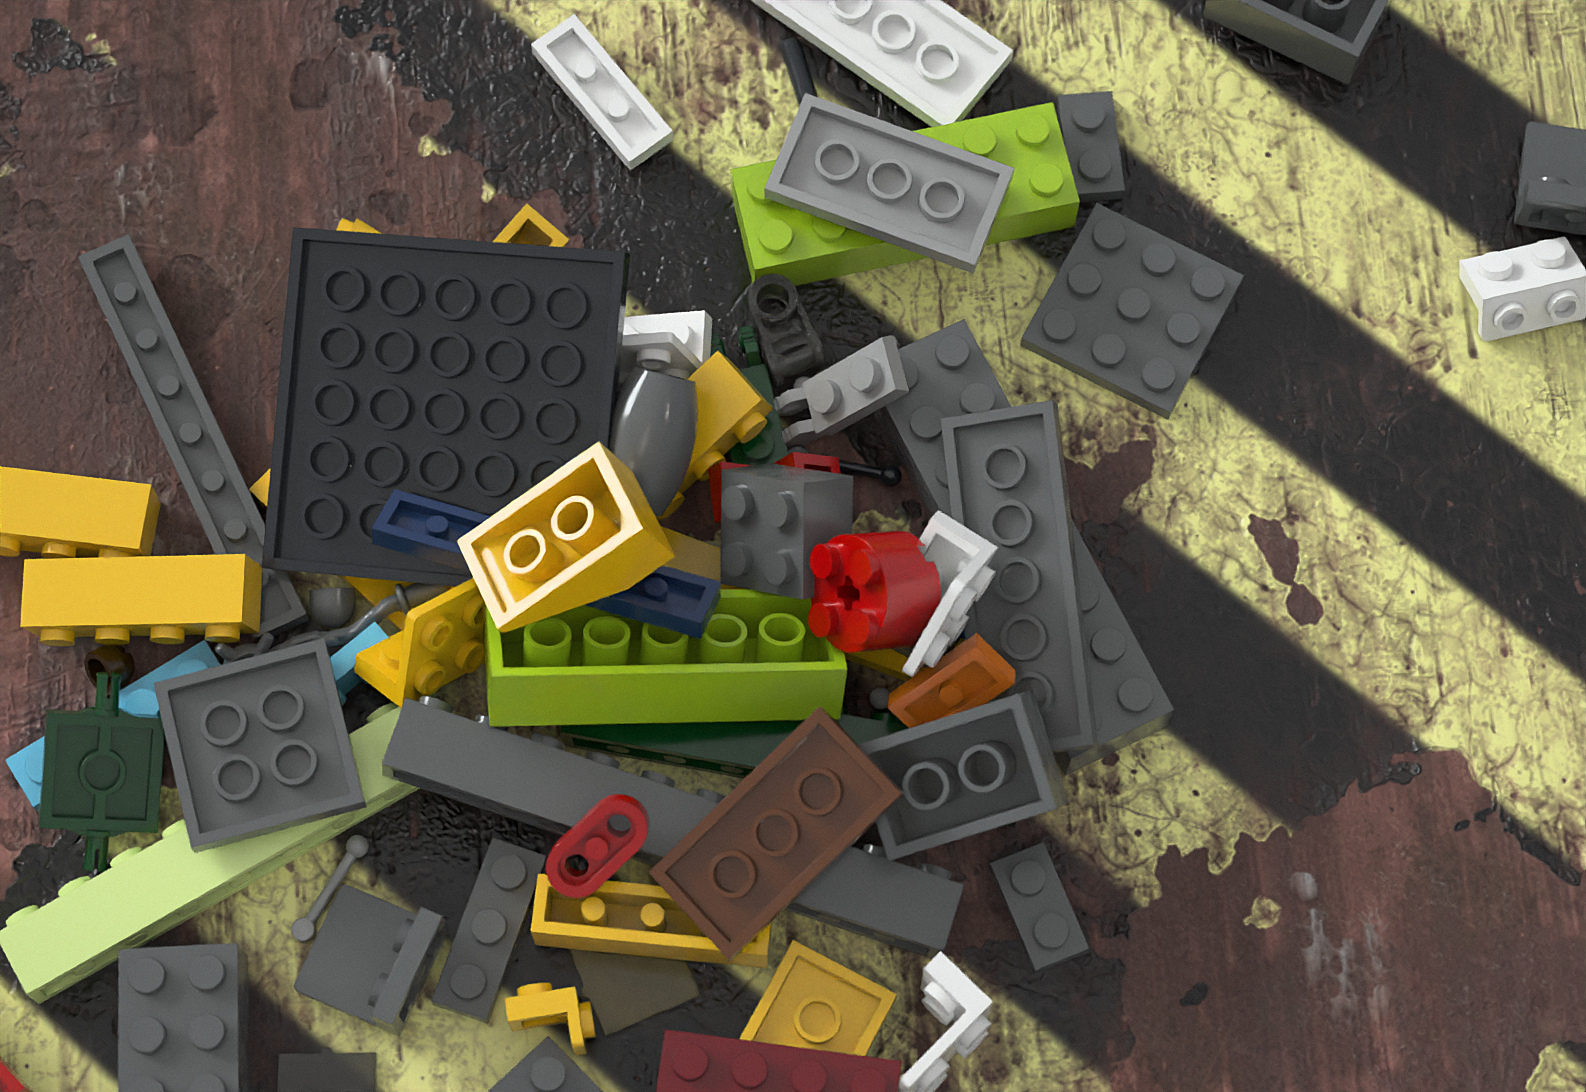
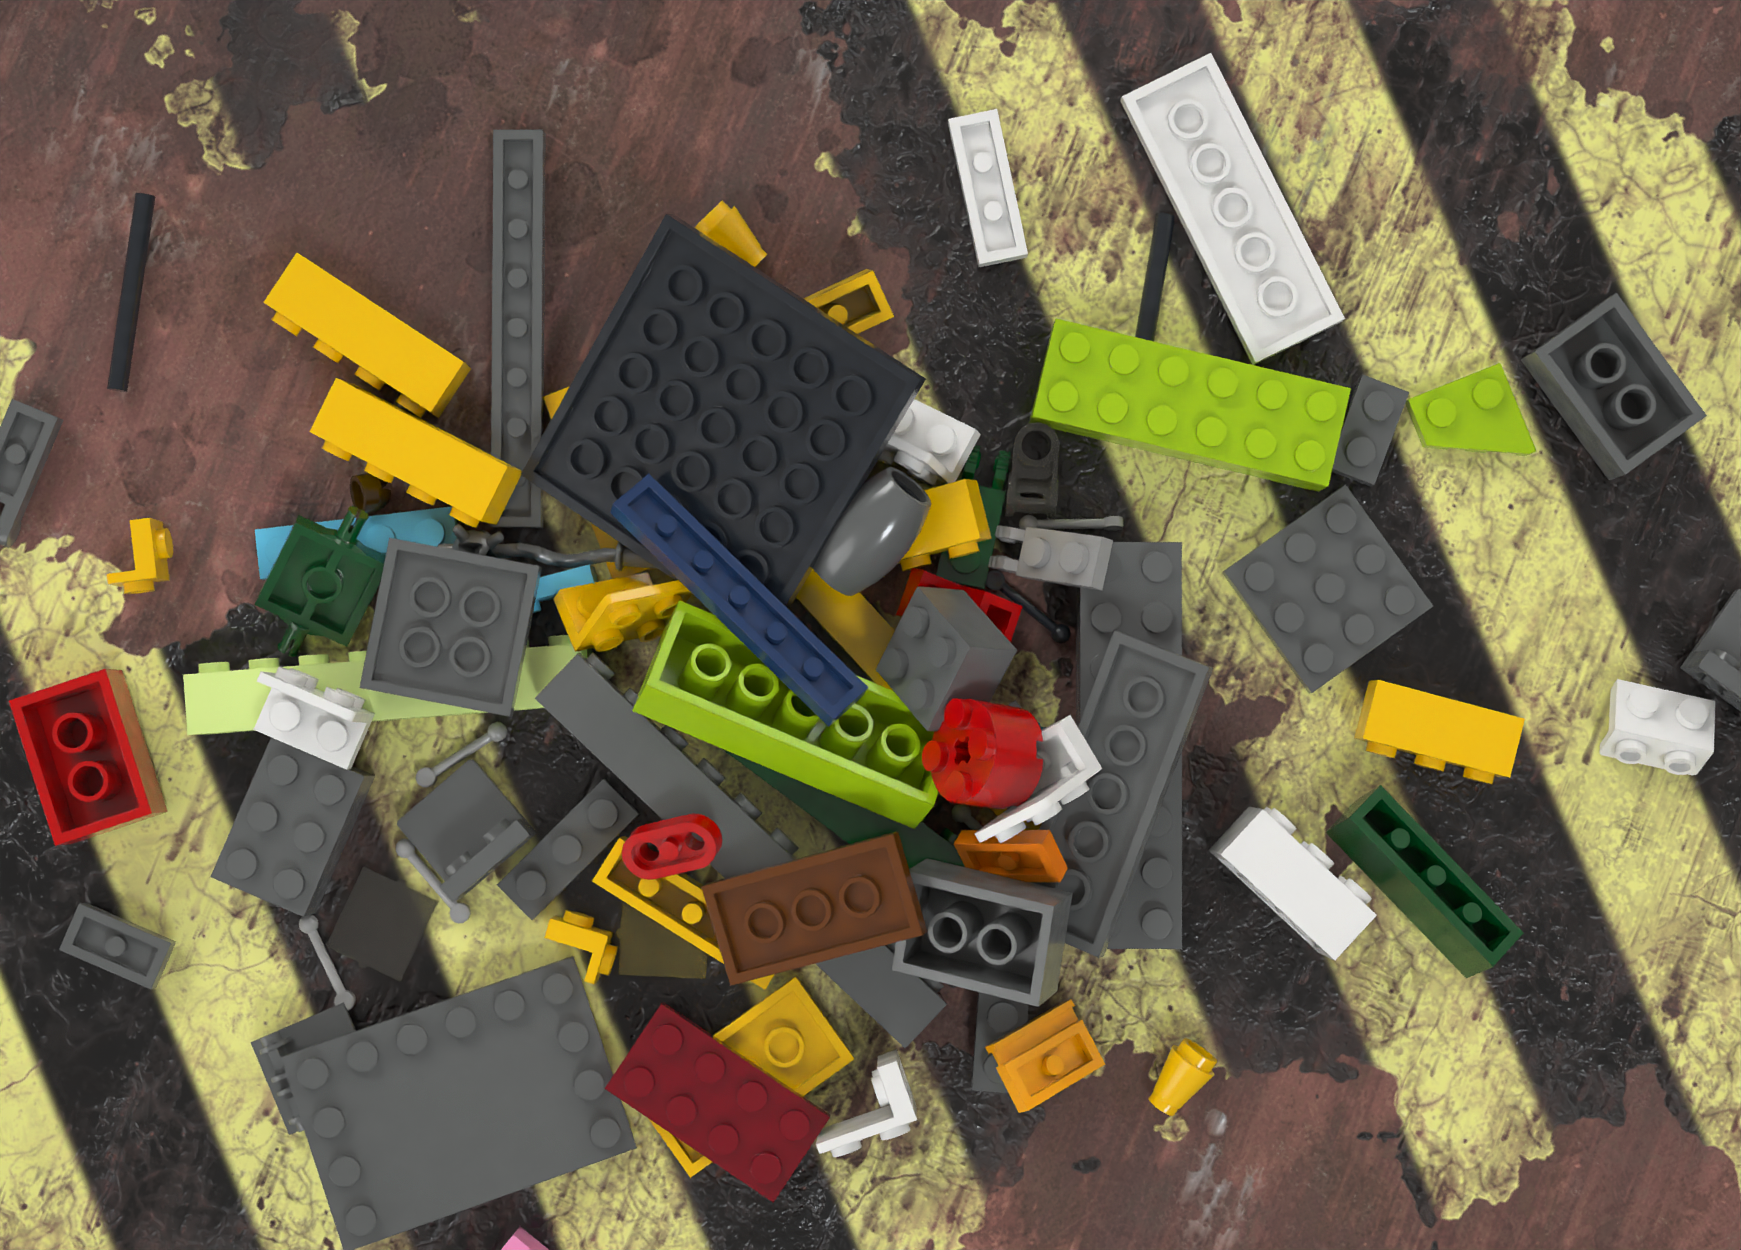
camera: 30 degrees right, 15 degrees up
(153, 897) = (313, 720): none -> white bracket
(332, 605) = (565, 526): dark grey hinge -> none
(404, 1052) = (459, 911): none -> light grey hinge
(566, 542) = (757, 600): yellow slope -> none
(889, 183) = (1176, 401): light grey plate -> none
(1092, 892) = (1045, 1056): none -> light orange plate
(1184, 86) = (1472, 415): none -> lime wing
(1243, 849) = (1182, 1076): none -> yellow cone
(1249, 592) = (1294, 880): none -> white brick
(1313, 387) = (1438, 731): none -> yellow brick
(1380, 534) = (1424, 882): none -> dark green brick

